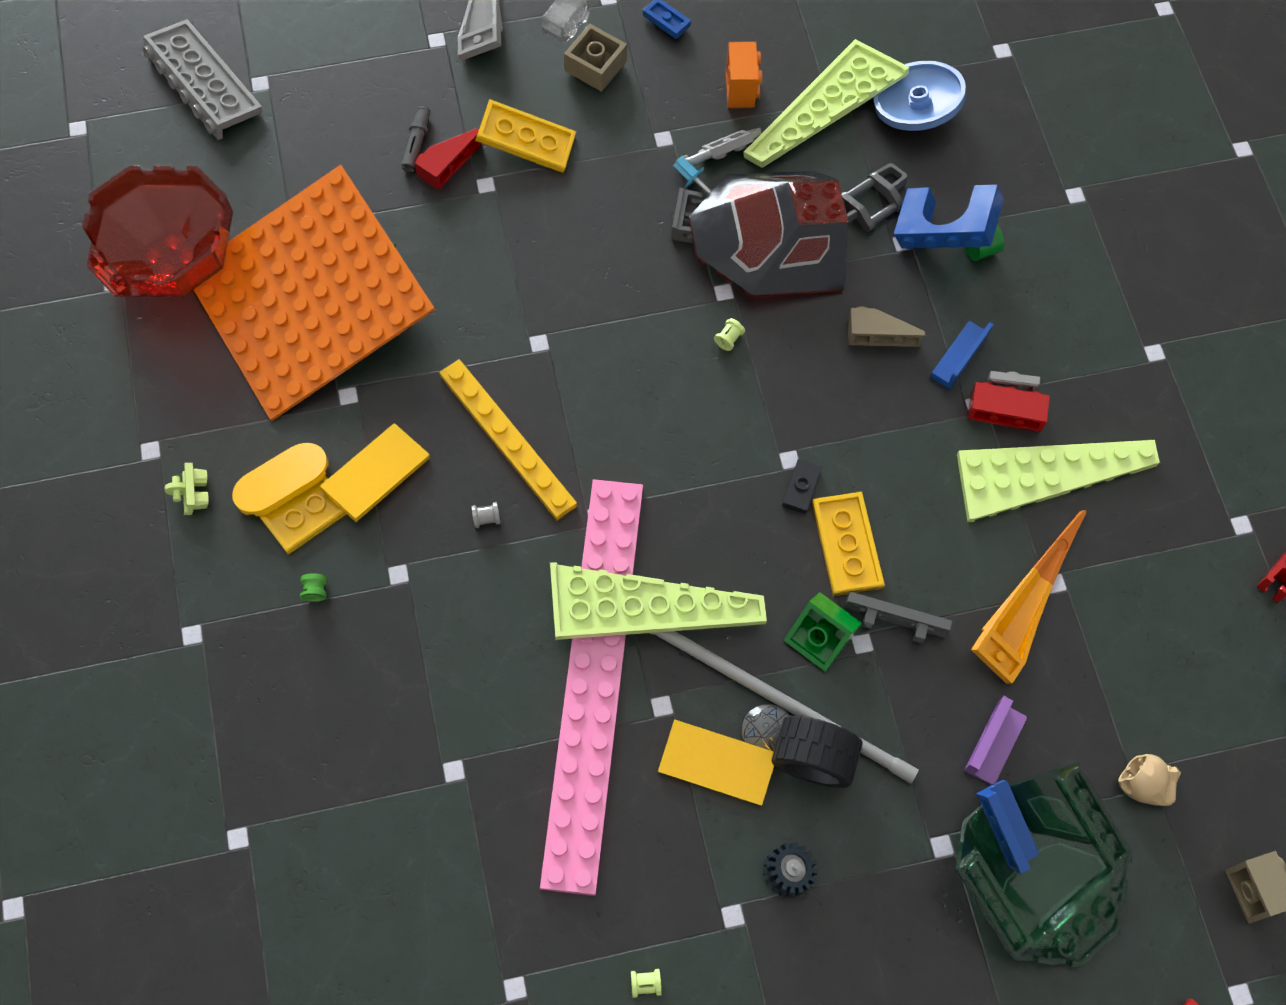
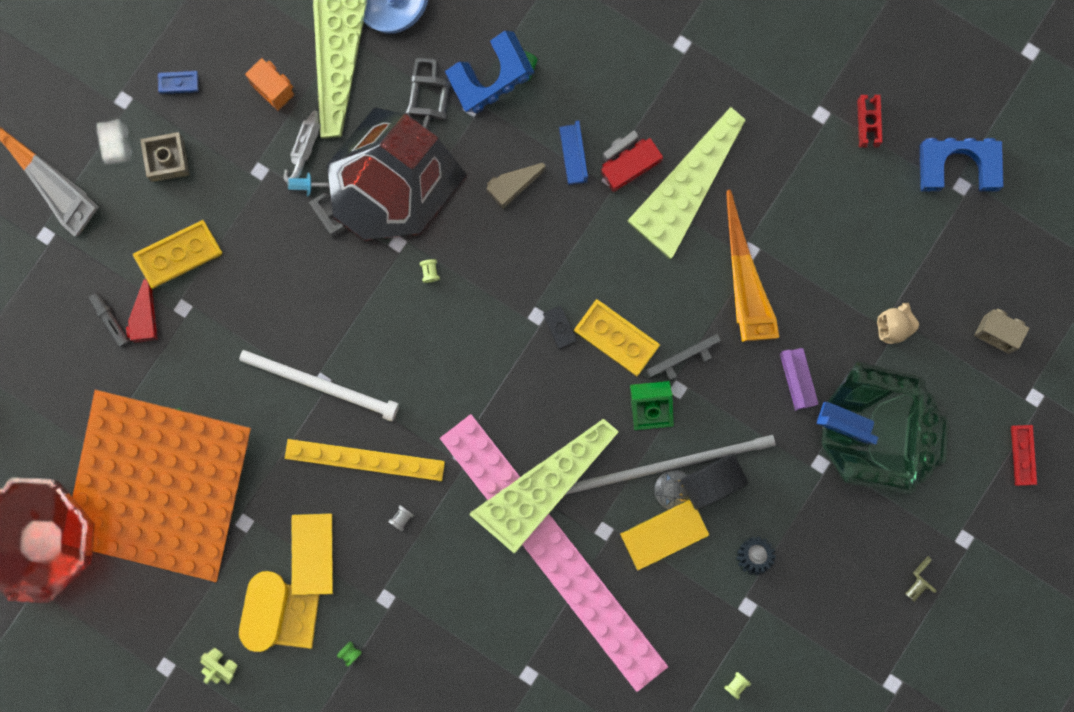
camera: 40 degrees left, 15 degrees up
(572, 414) = (388, 409): none -> white piece

